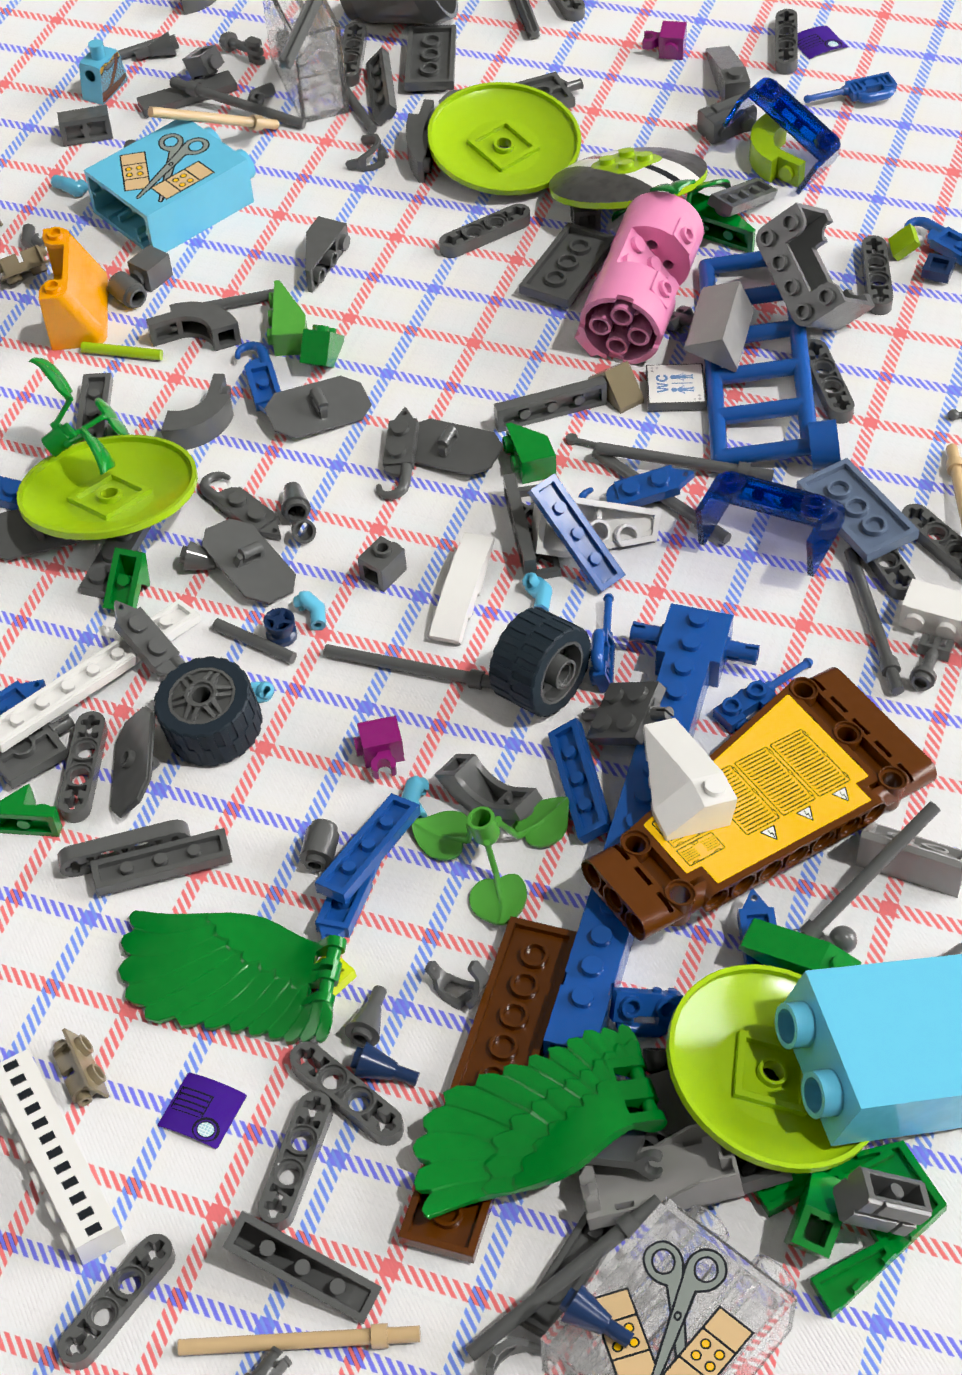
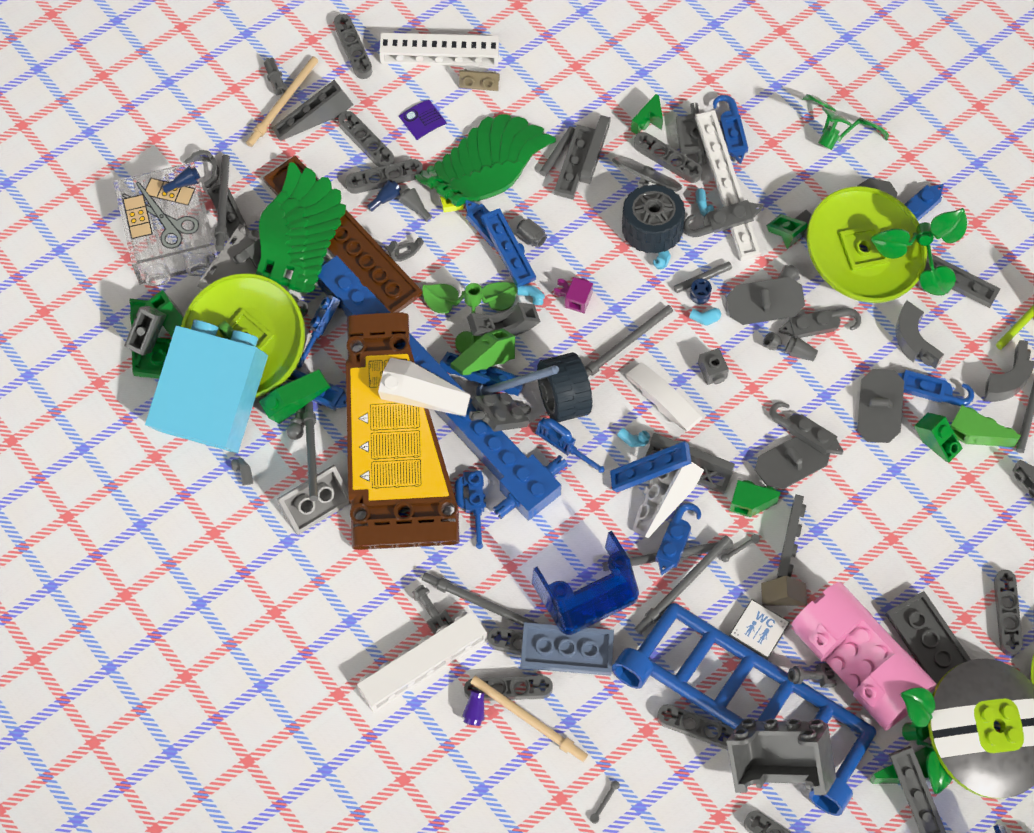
camera: 120 degrees right, 15 degrees up
(143, 686) = (701, 202): none -> medium azure arm
(153, 898) = (557, 151): none -> dark grey bar
(557, 775) = (487, 351): none -> bright green slope
(580, 709) = (487, 390): none -> sand blue bar
(720, 324) = (778, 672): light grey slope -> none
(795, 1071) = (225, 329): none -> bright green tile

